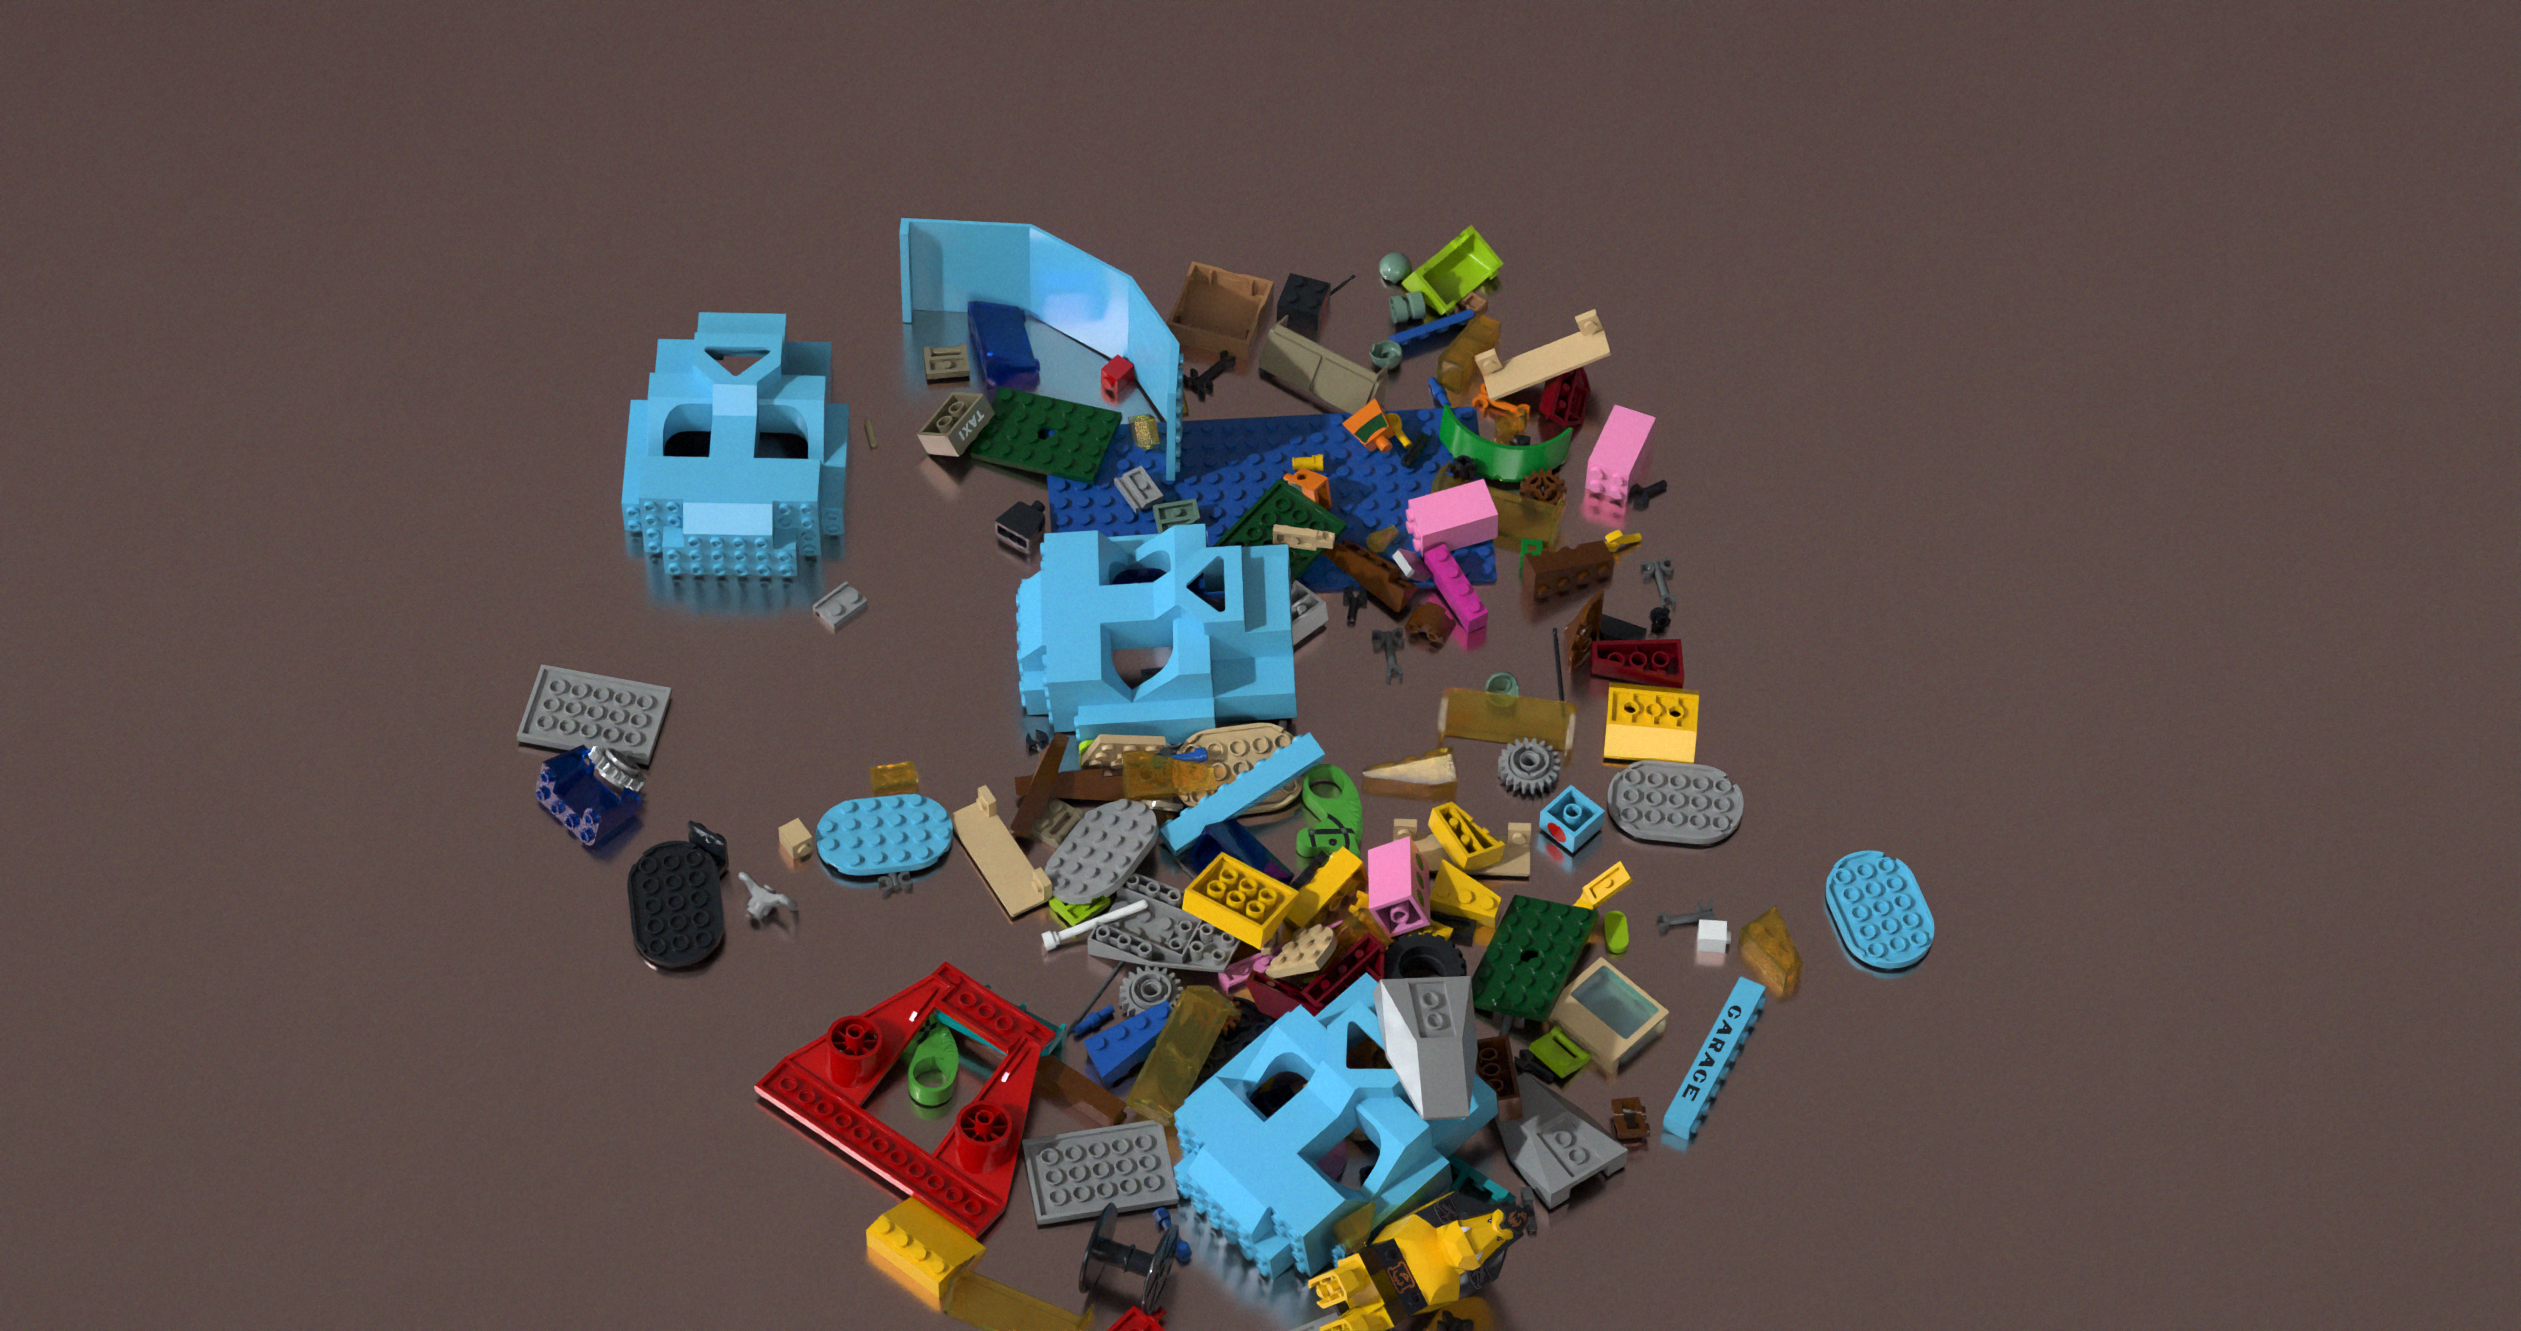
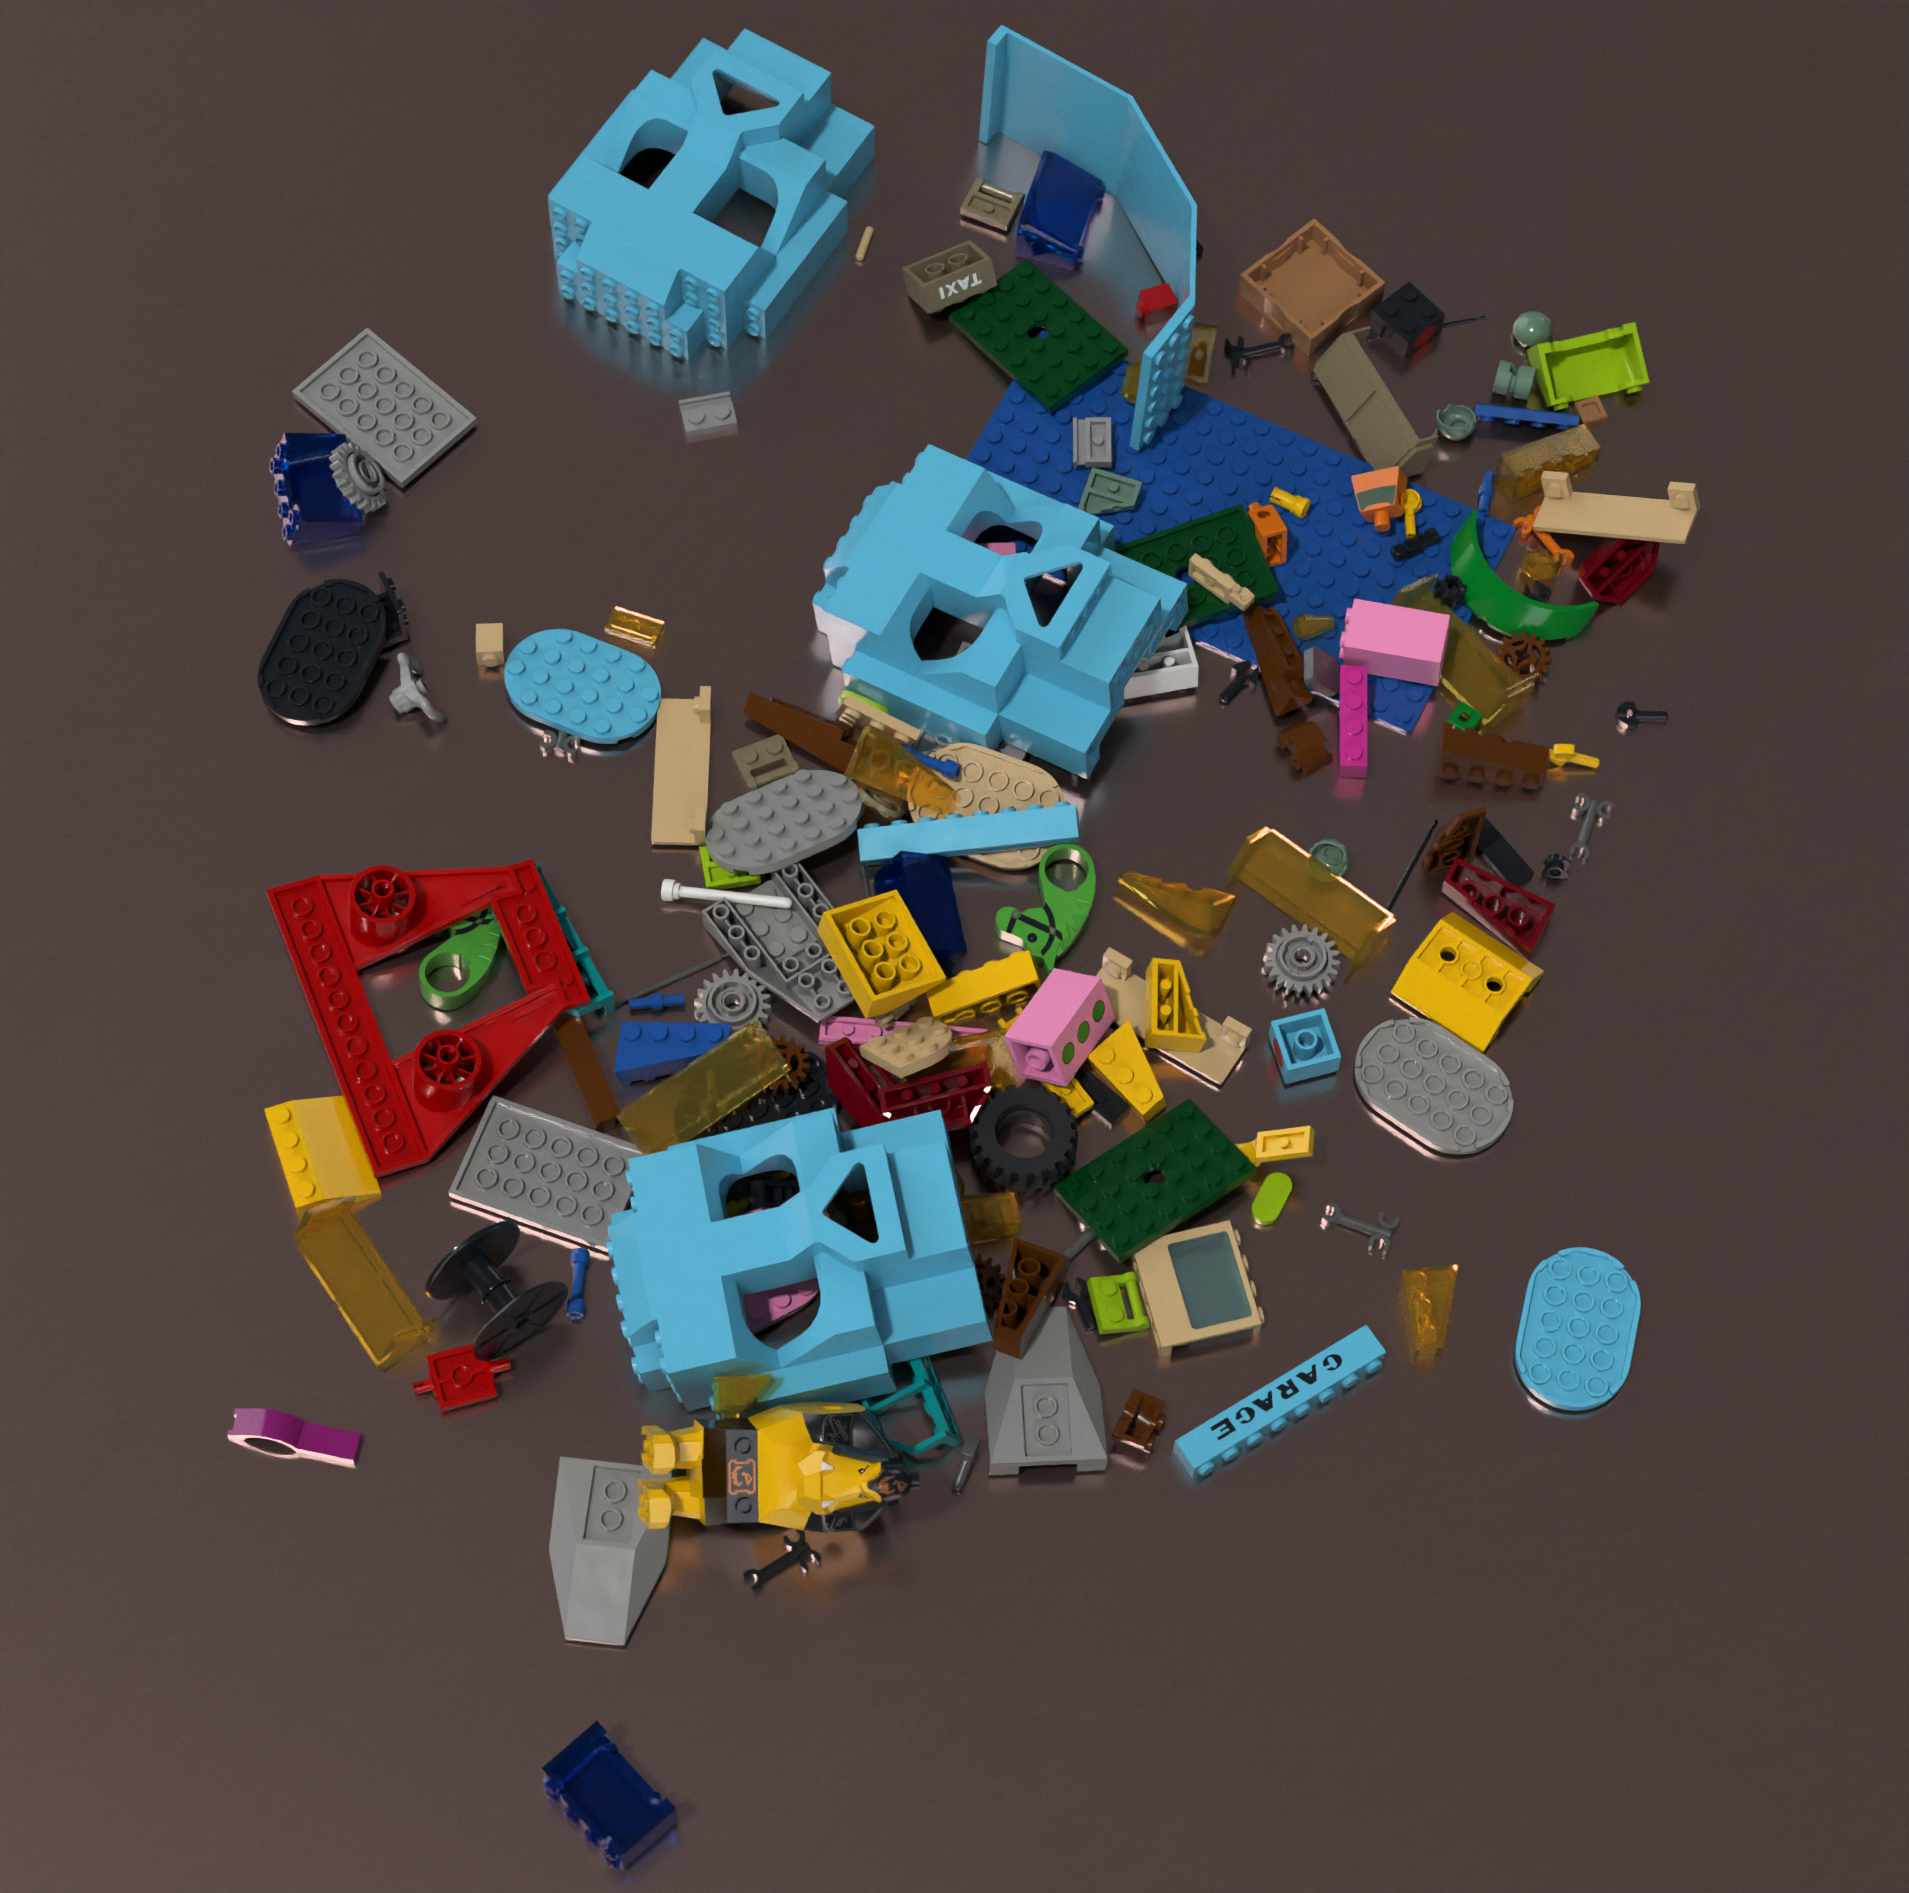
camera: 30 degrees right, 10 degrees up
(1022, 524) = (949, 419): black torso -> none
(1034, 745) = (806, 672): black bar -> none
(1040, 787) = (760, 720): reddish brown wedge -> none
(1309, 870) = (982, 957): black bar -> none
(1390, 639) = (1246, 740): dark grey bar -> none
(1430, 1041) = (926, 1235): light grey wedge -> none
(1620, 452) = (1633, 658): bright pink brick -> none
(1712, 936) = (1371, 1260): white brick -> none

